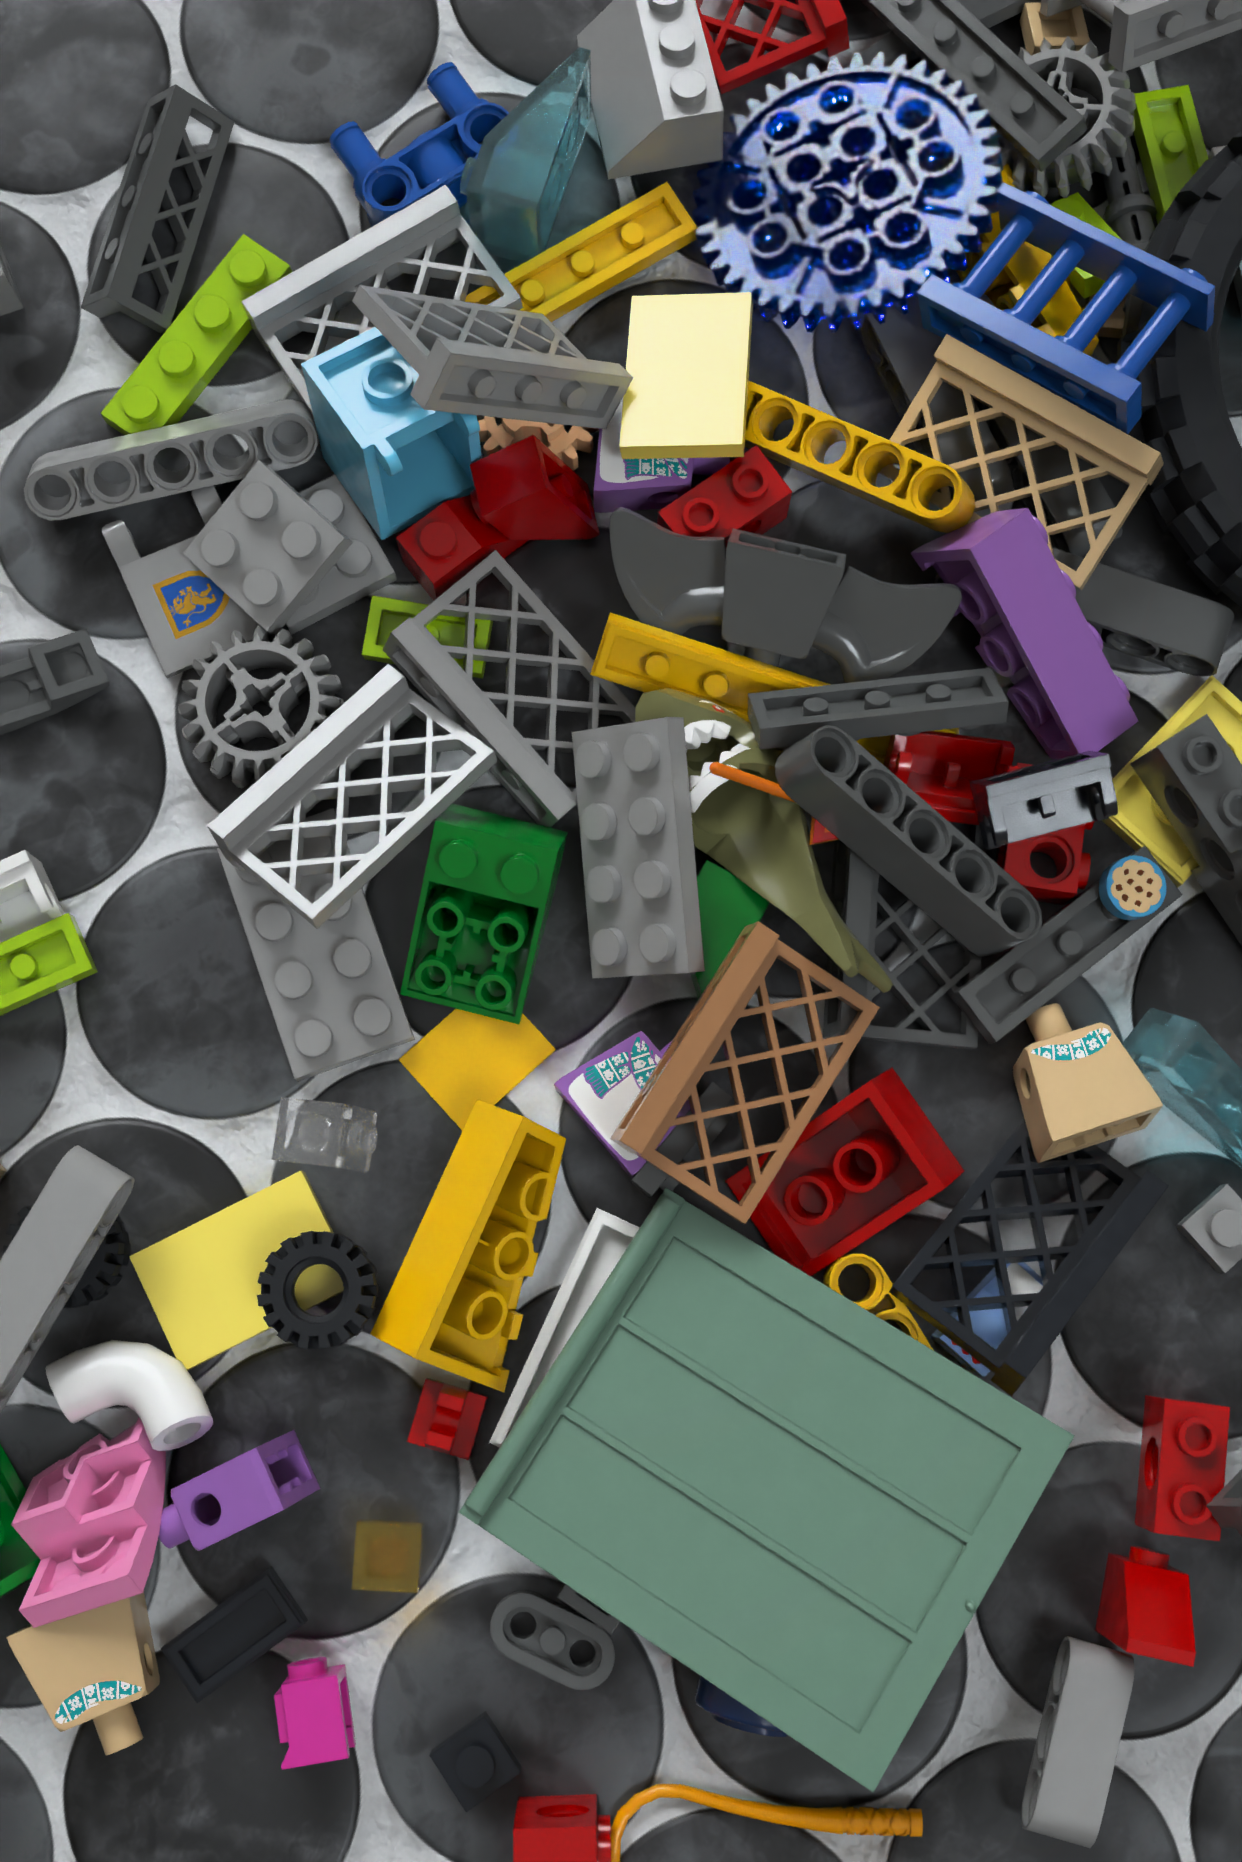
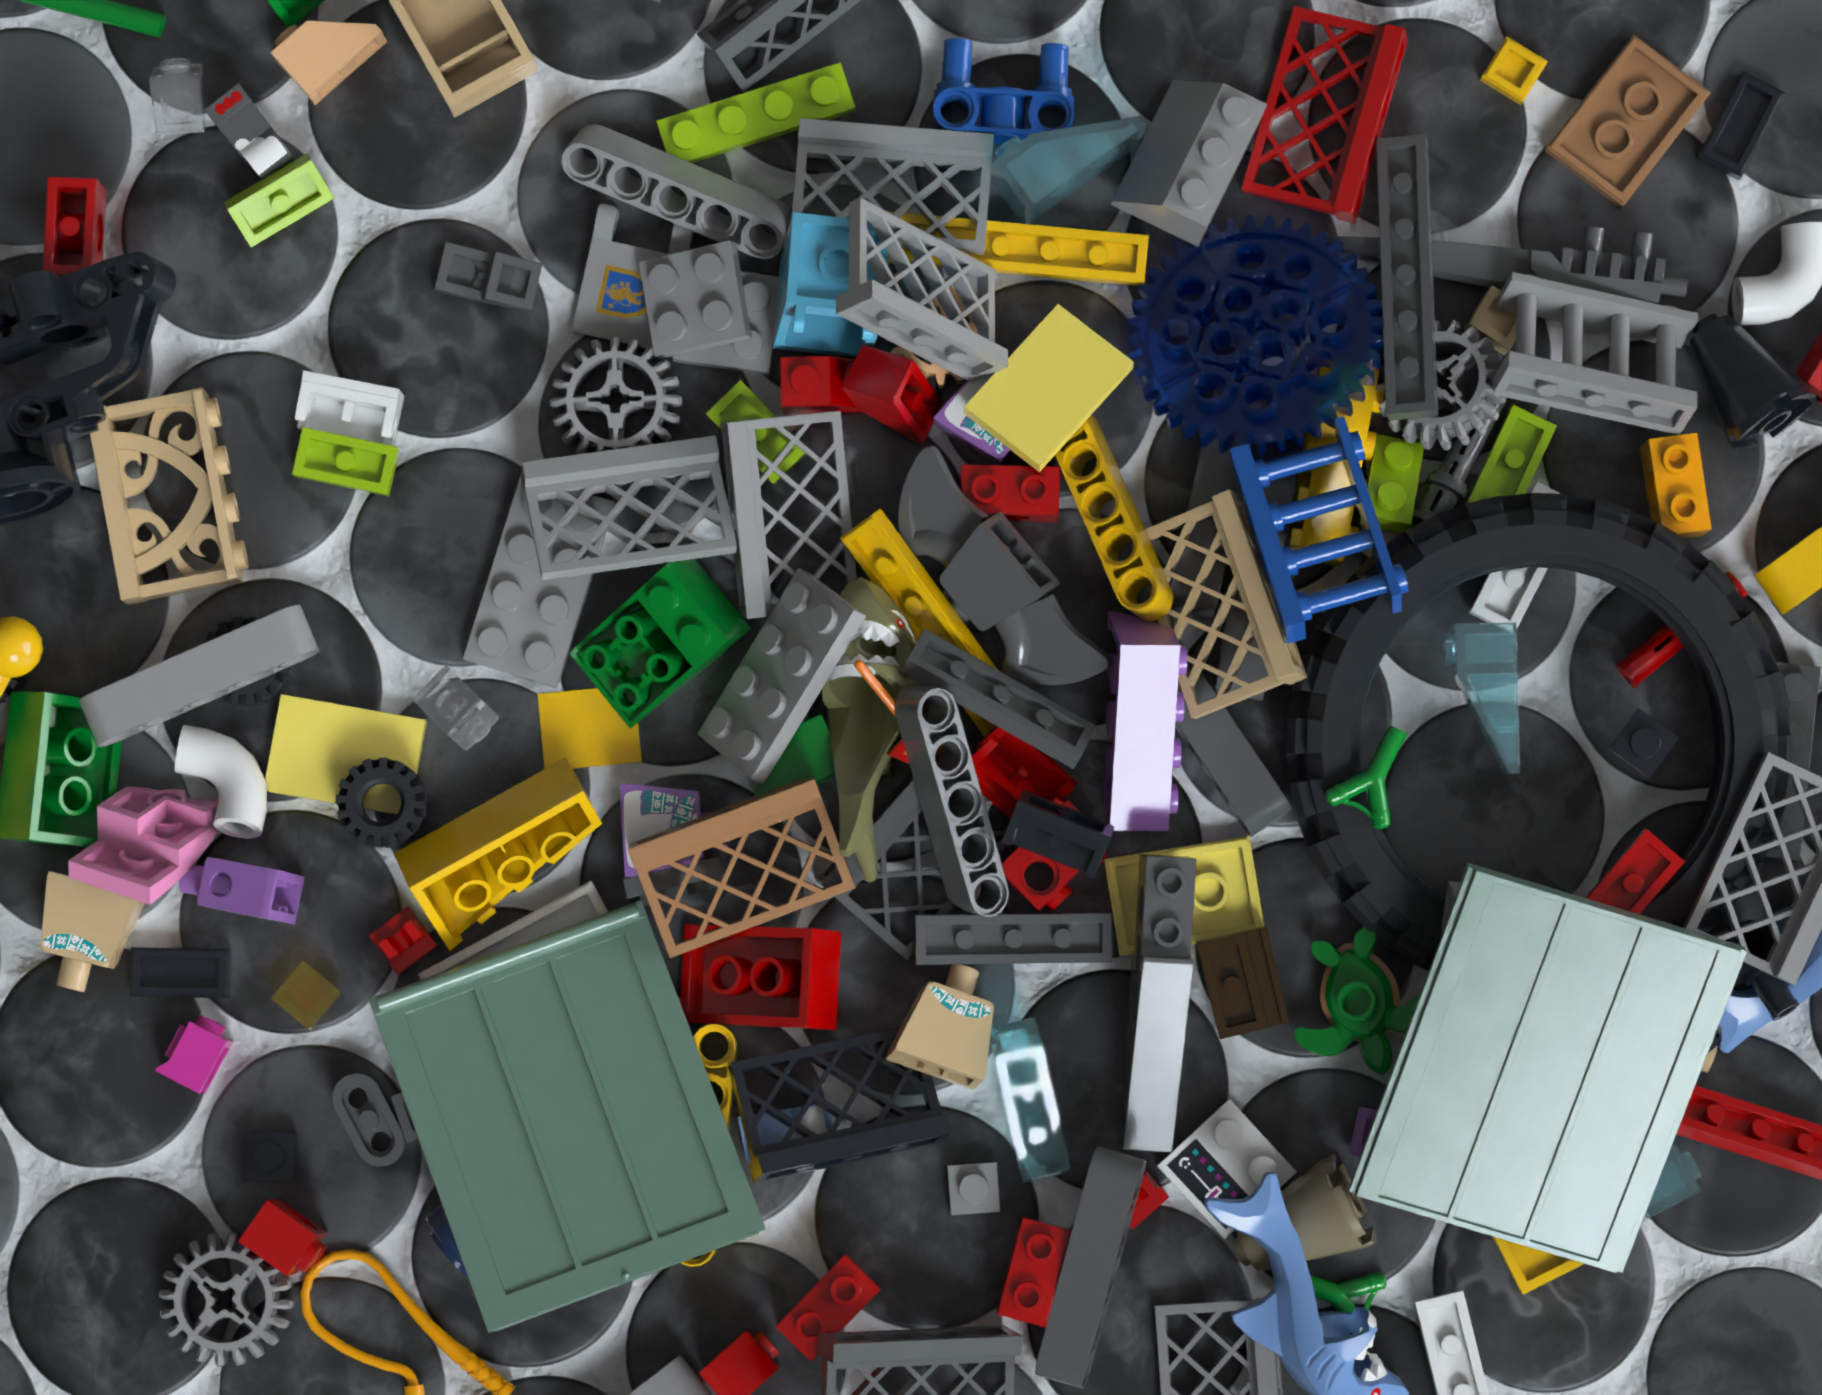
camera: 40 degrees right, 5 degrees up
(1132, 887) = (1078, 933): tile -> none

